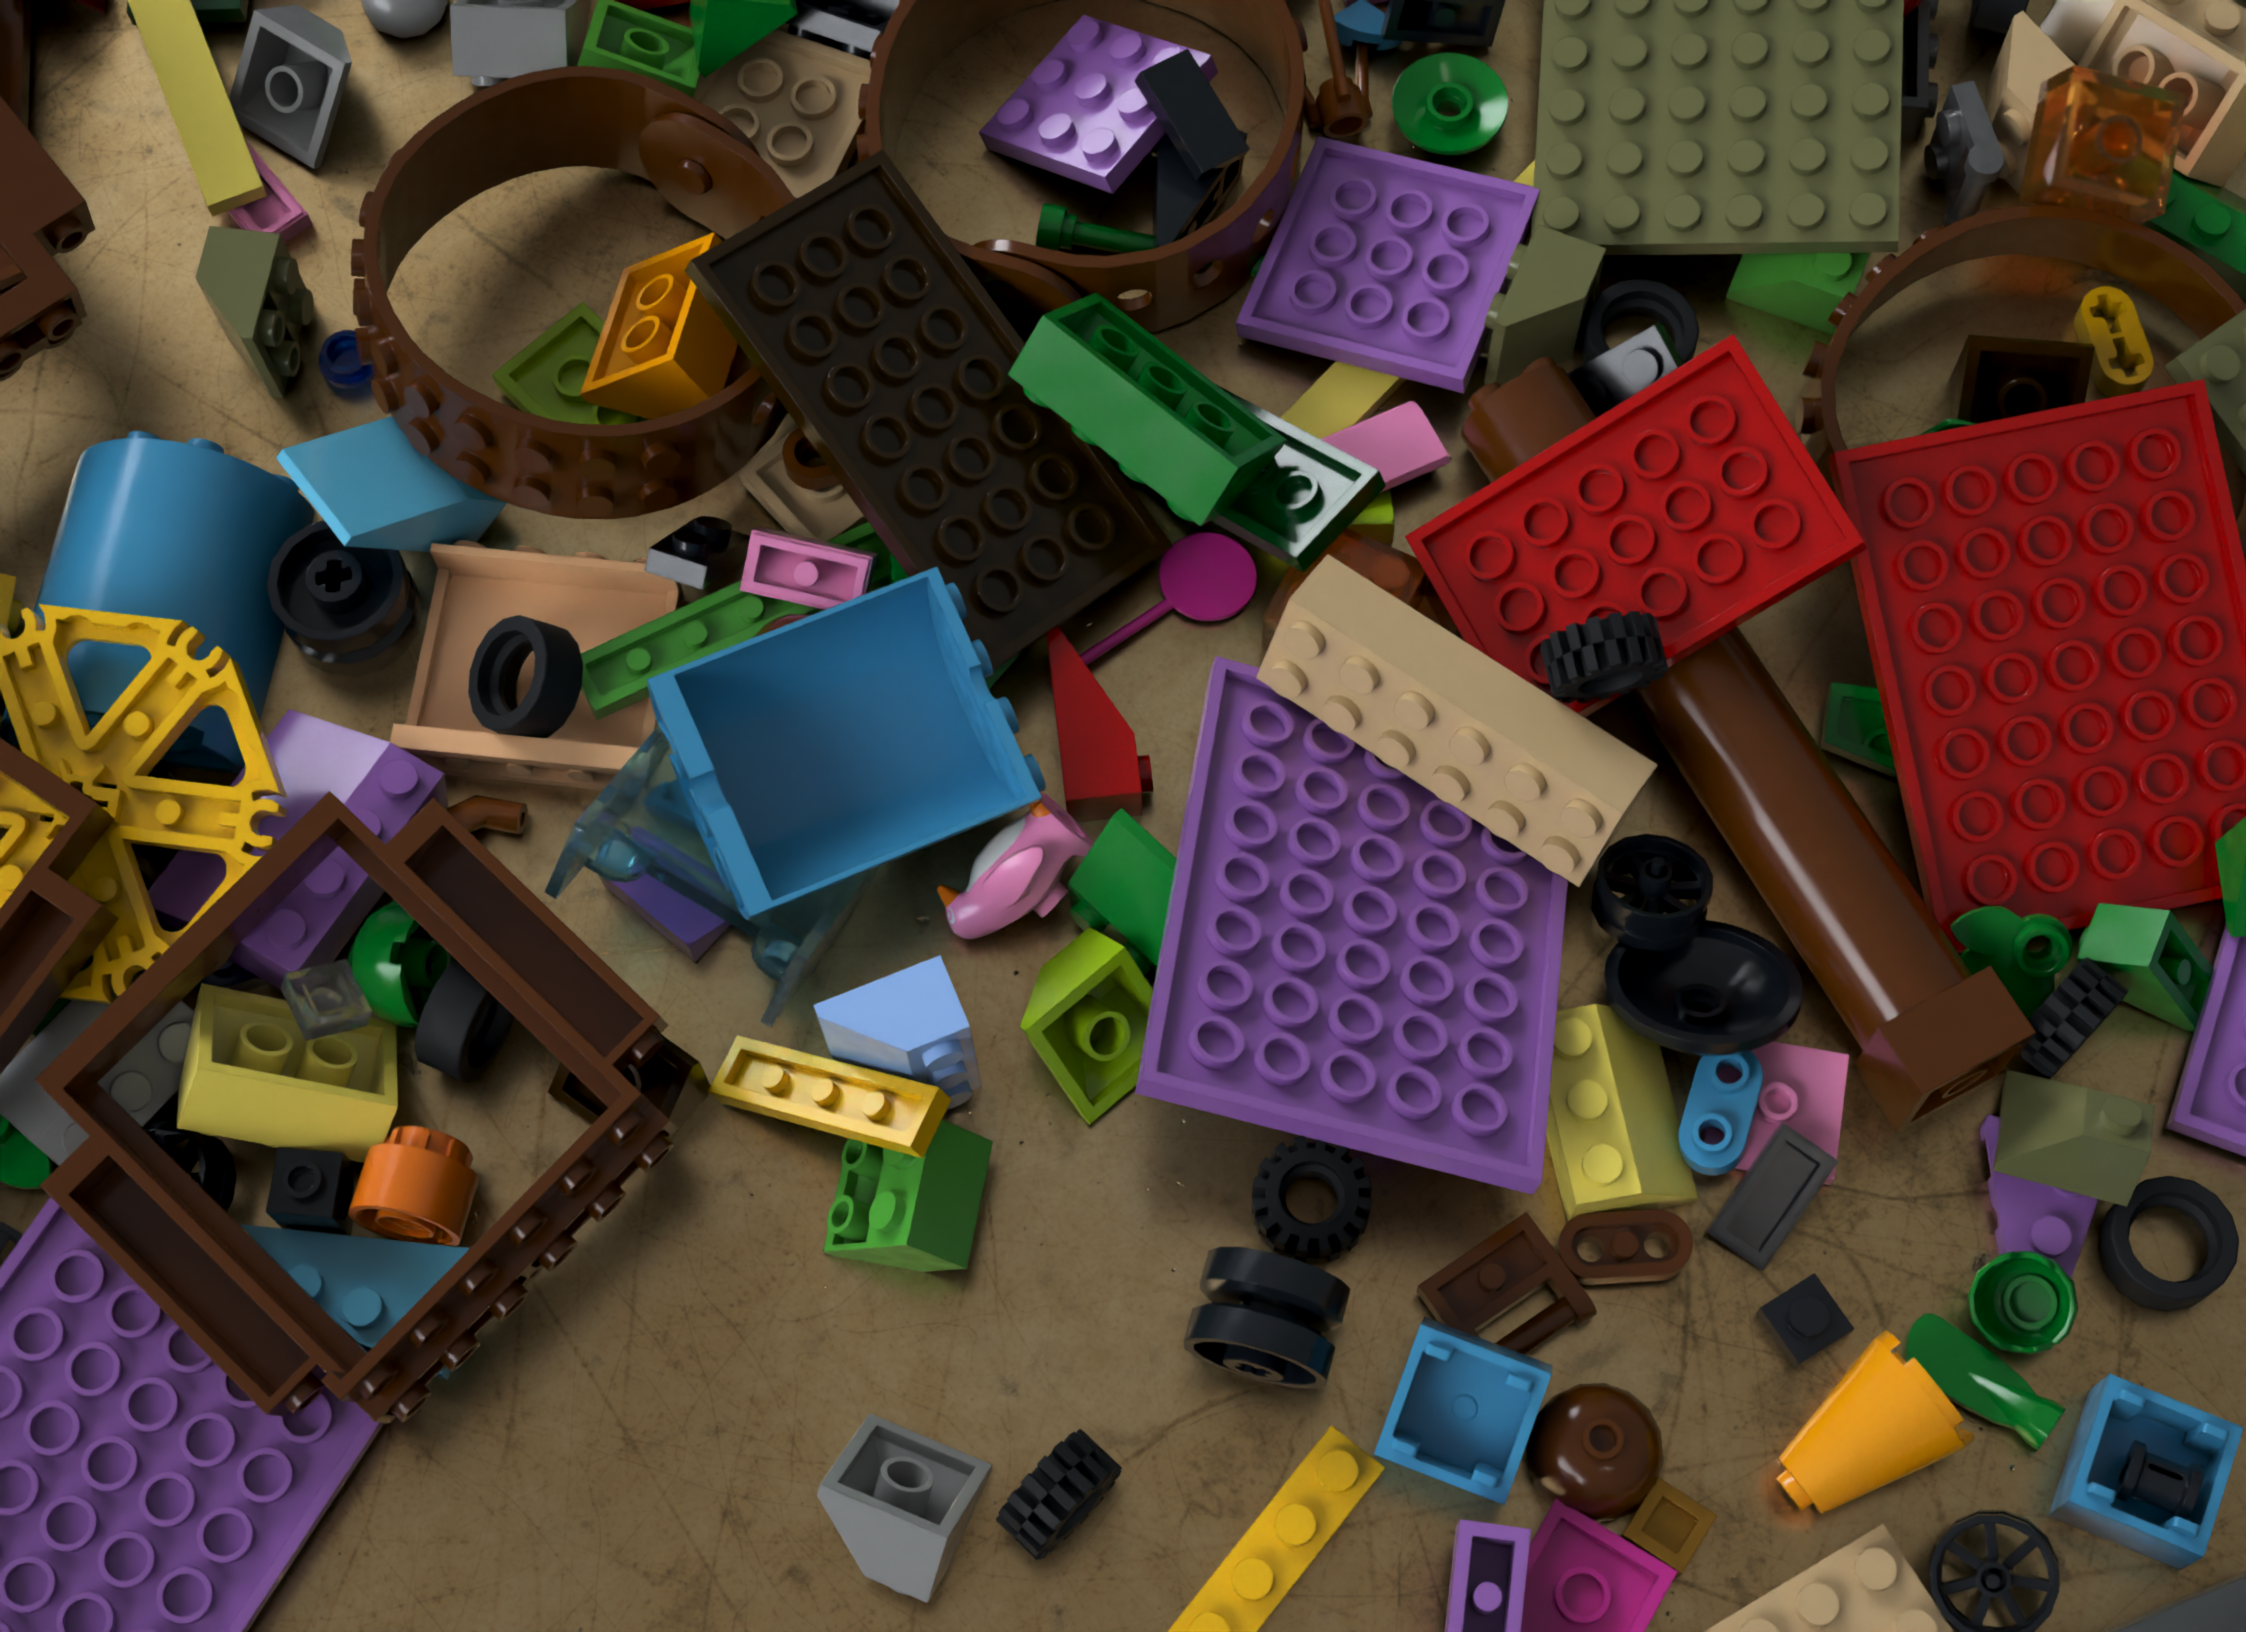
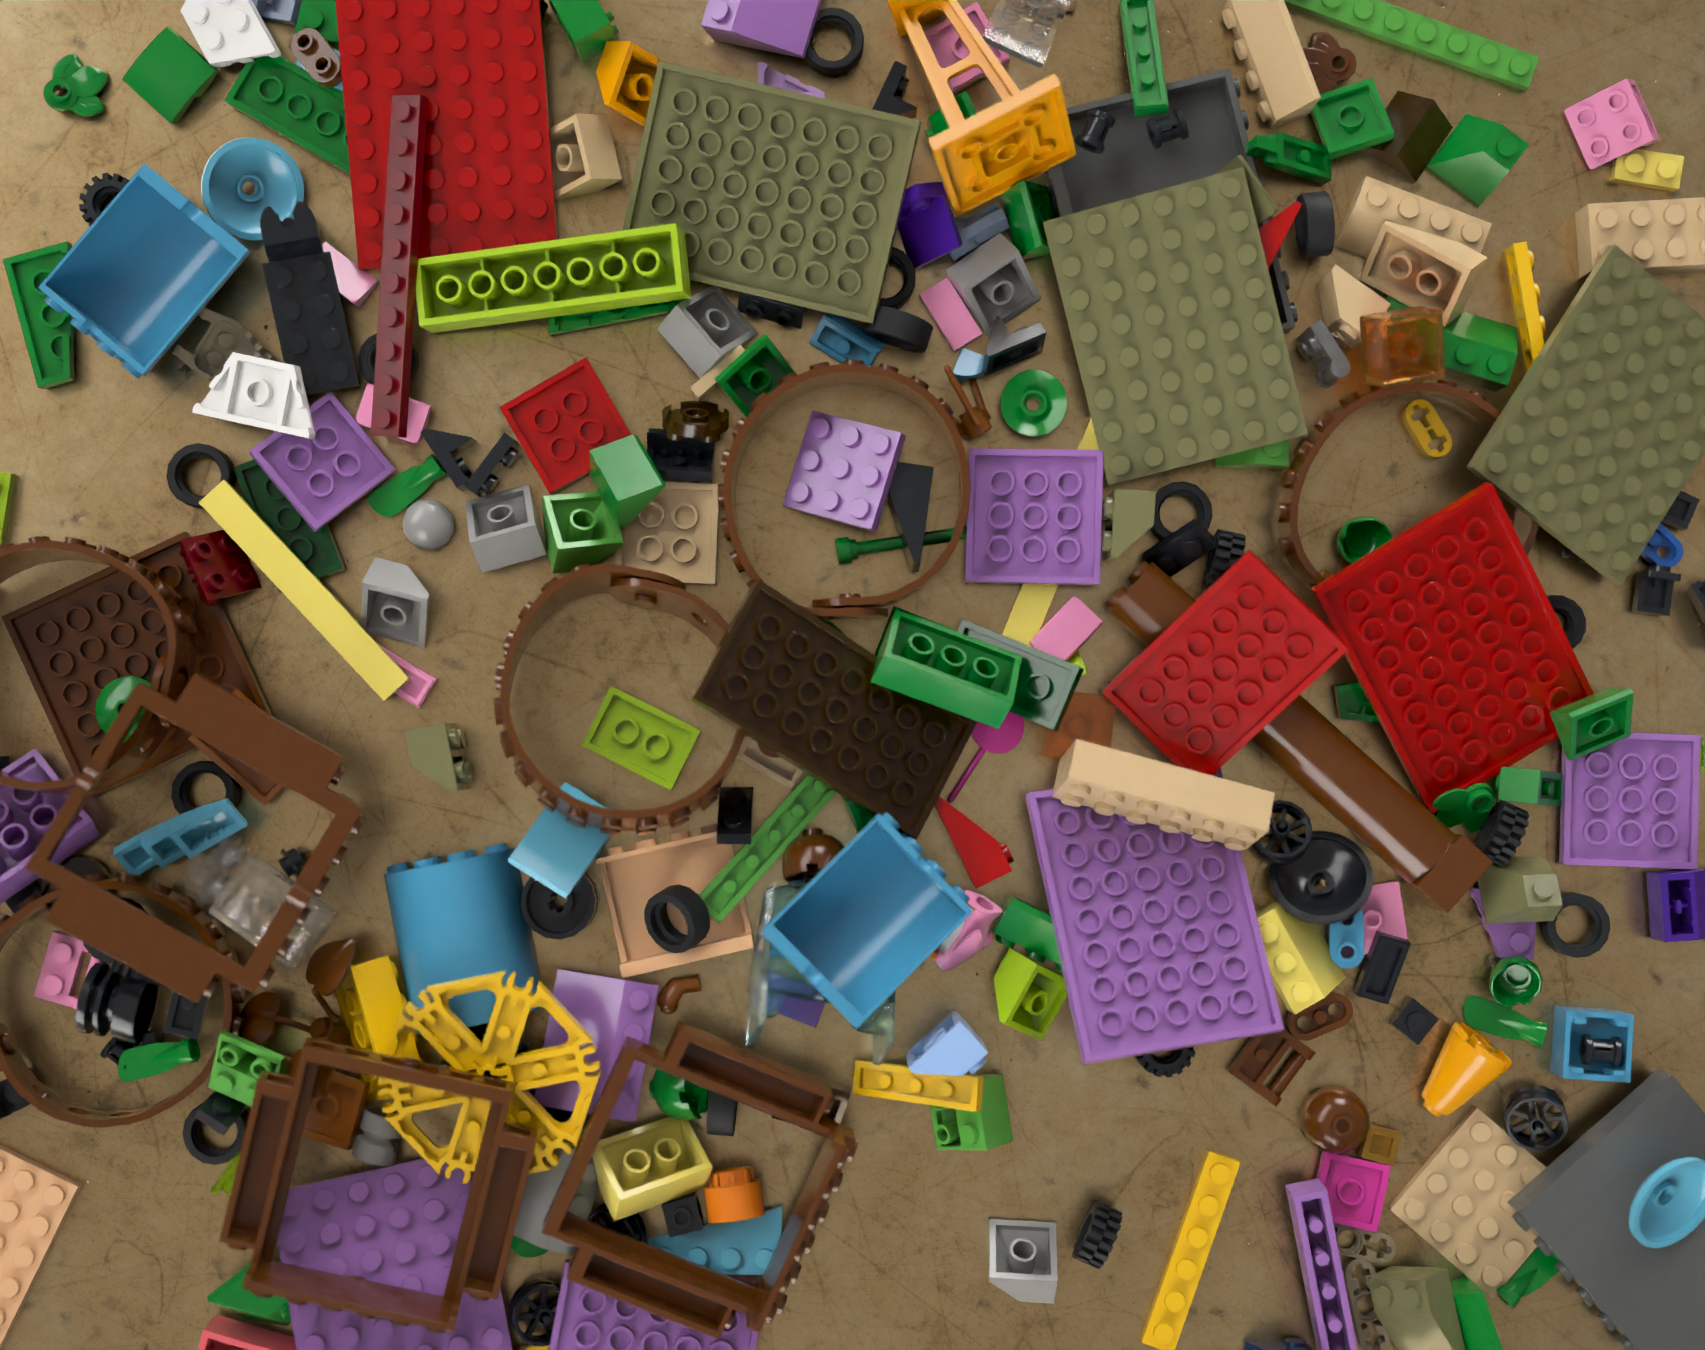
camera: 30 degrees left, 20 degrees up
(326, 999) = (654, 1127): clear plate -> none
(341, 362) = (494, 759): clear blue plate -> none
(660, 340) = (659, 689): light orange slope -> none
(805, 569) = (797, 806): bright pink slope -> none
(1191, 114) = (905, 476): black tile -> none
(1267, 1317) = (1166, 1120): black wheel -> none
(1464, 1410) = (1271, 1128): dark azure container -> none
(1604, 657) = (1233, 749): black tyre -> none
(2017, 377) = (1388, 488): dark brown slope -> none

